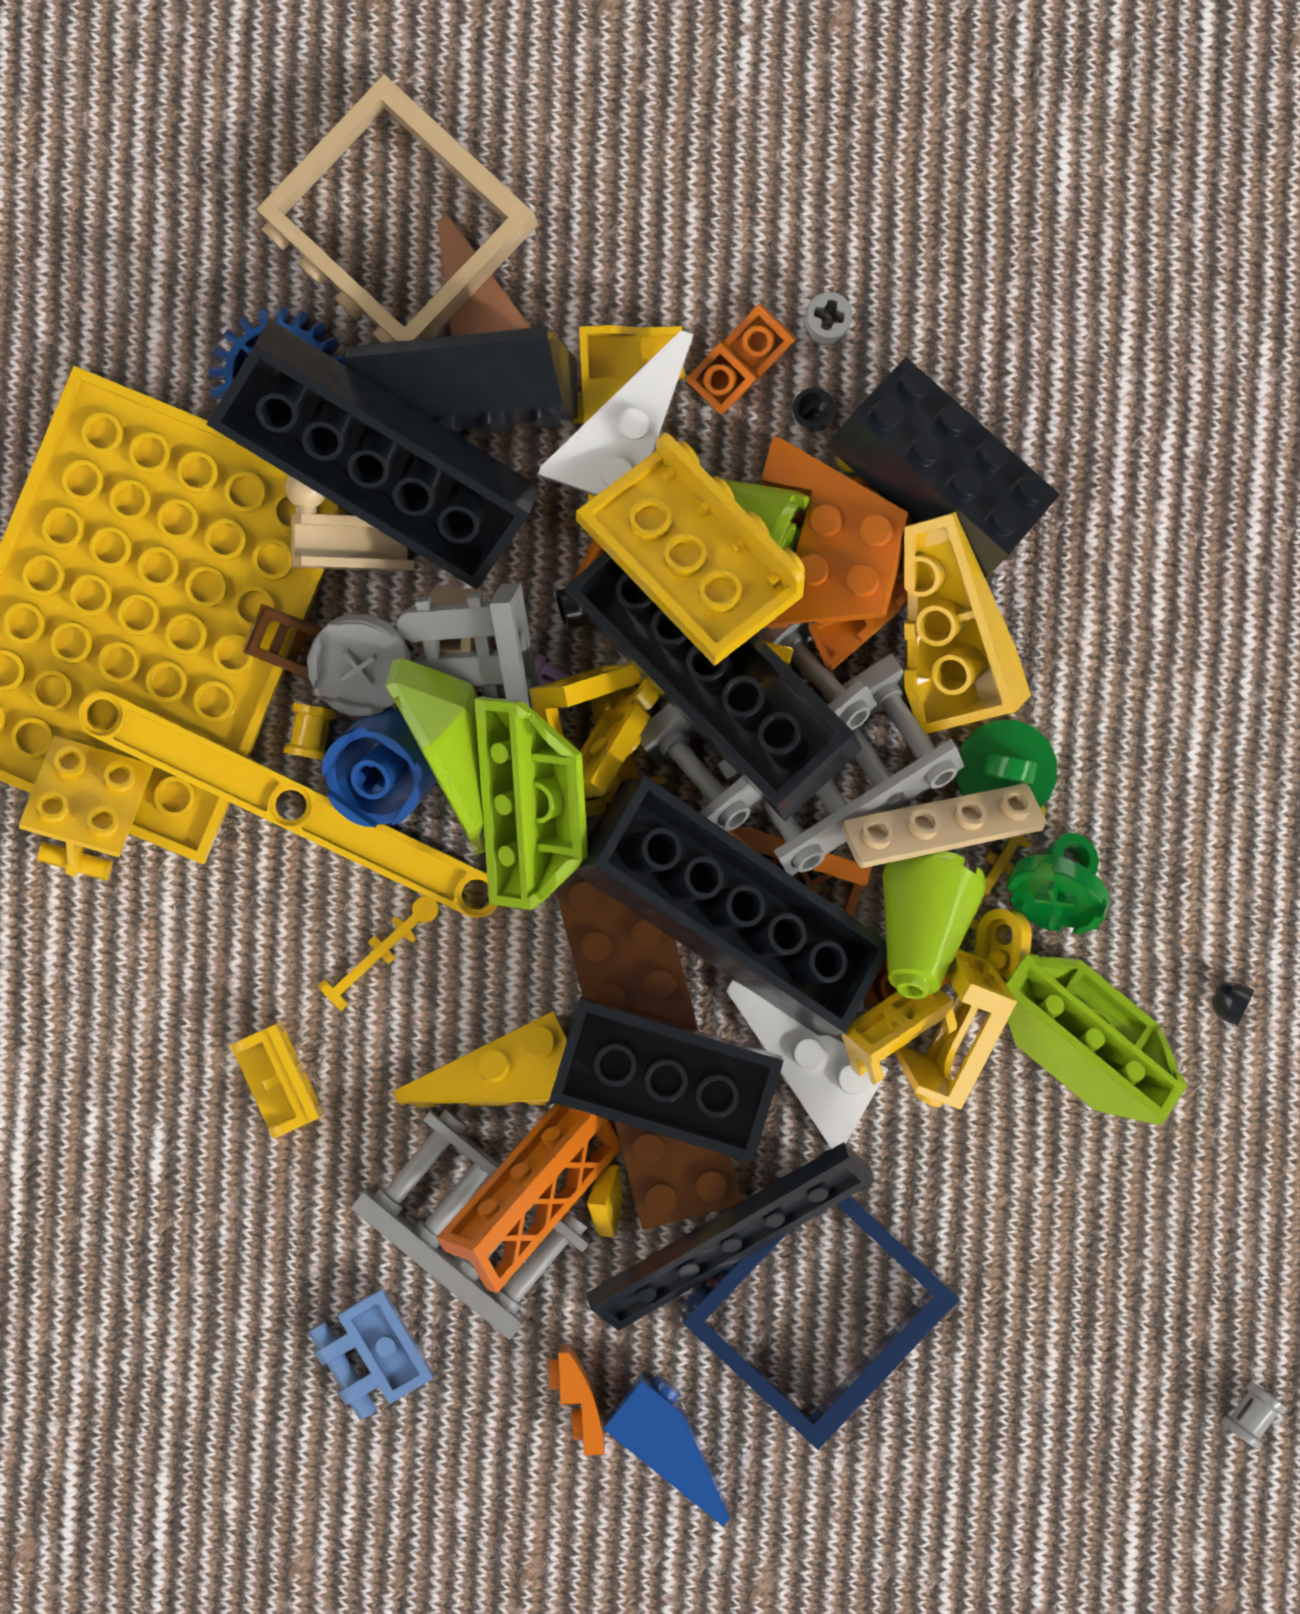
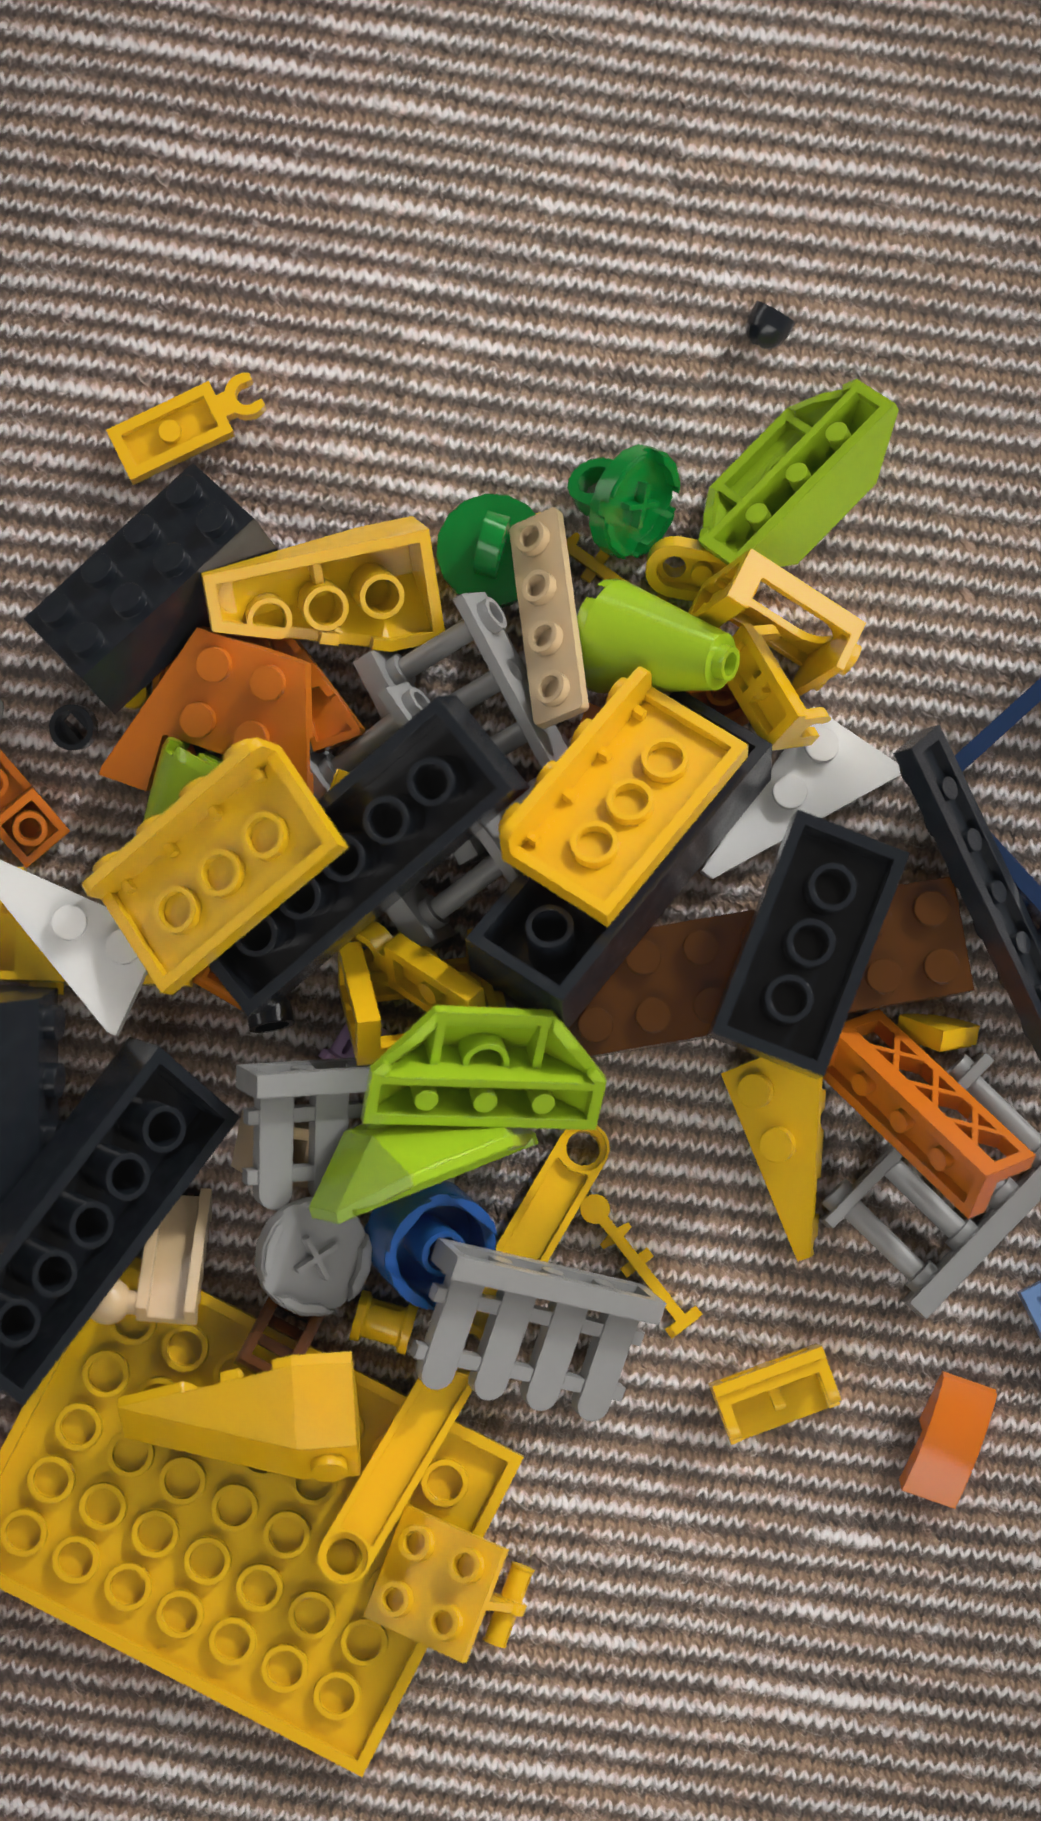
camera: 90 degrees left, 5 degrees down
(213, 655) = (280, 1421): none -> yellow wedge
(248, 1236) = (949, 1440): none -> orange slope
(347, 846) = (518, 1286): none -> light grey fence
(782, 901) = (618, 797): none -> yellow bracket
(1093, 480) = (181, 427): none -> yellow plate

